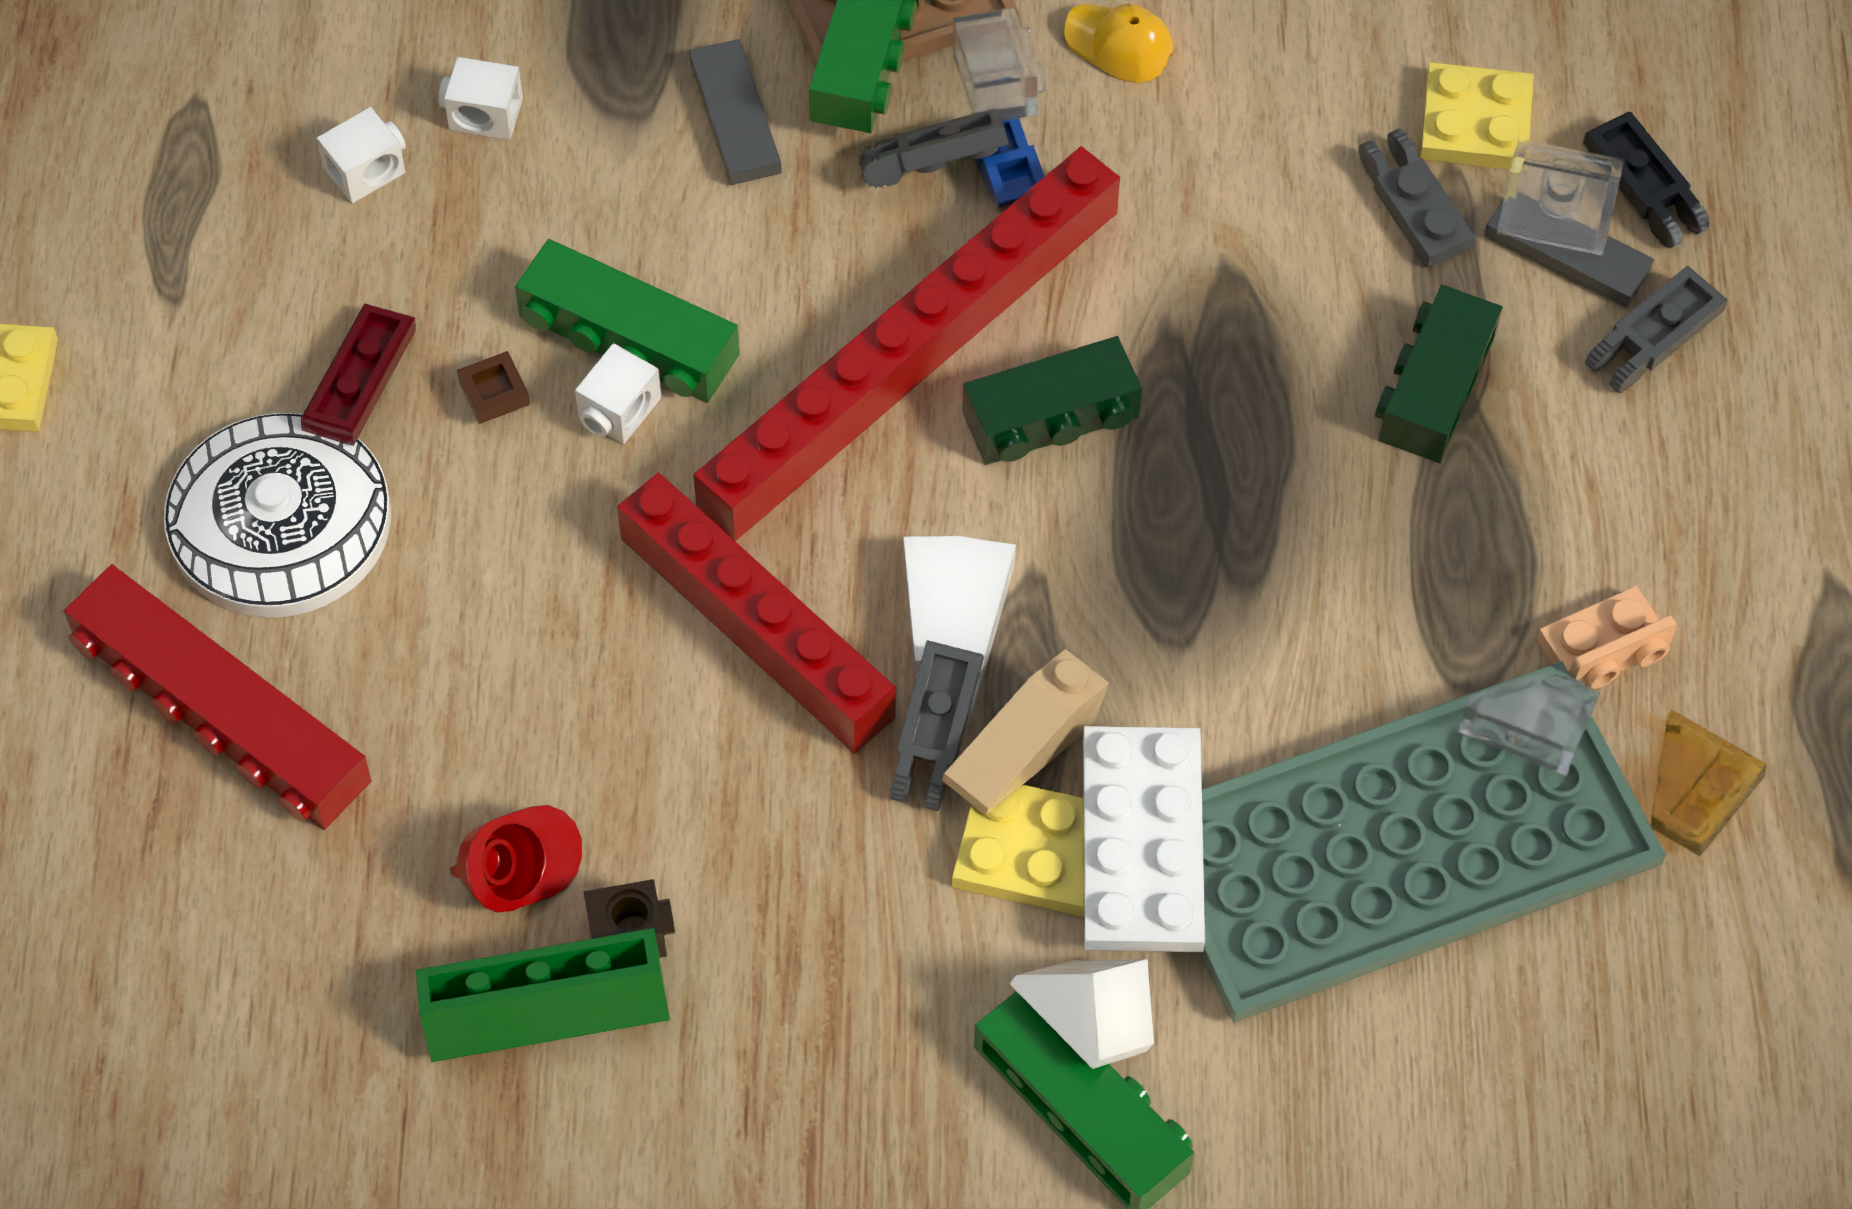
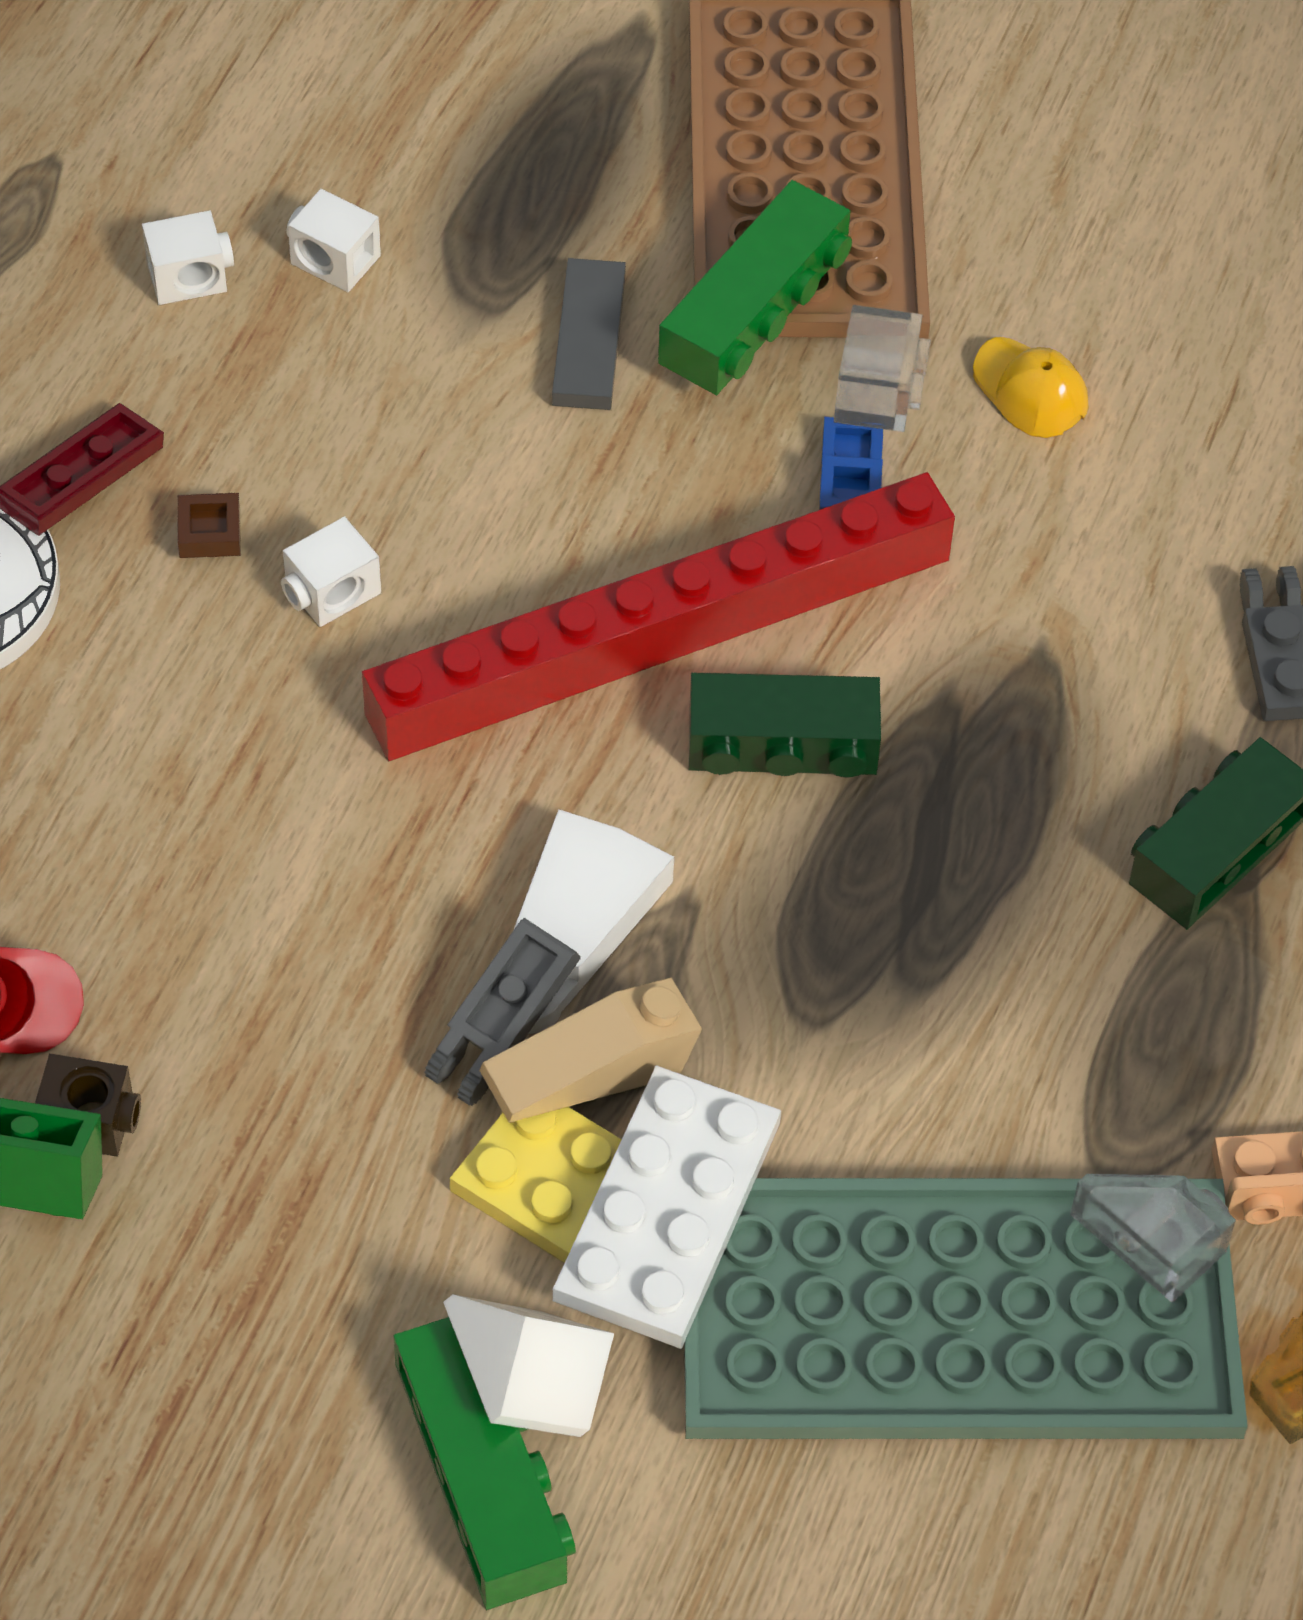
camera: 20 degrees right, 5 degrees down
(605, 307) = (351, 474): green brick -> none
(757, 612) = (370, 838): red brick -> none
(932, 146) = (775, 427): dark grey hinge -> none

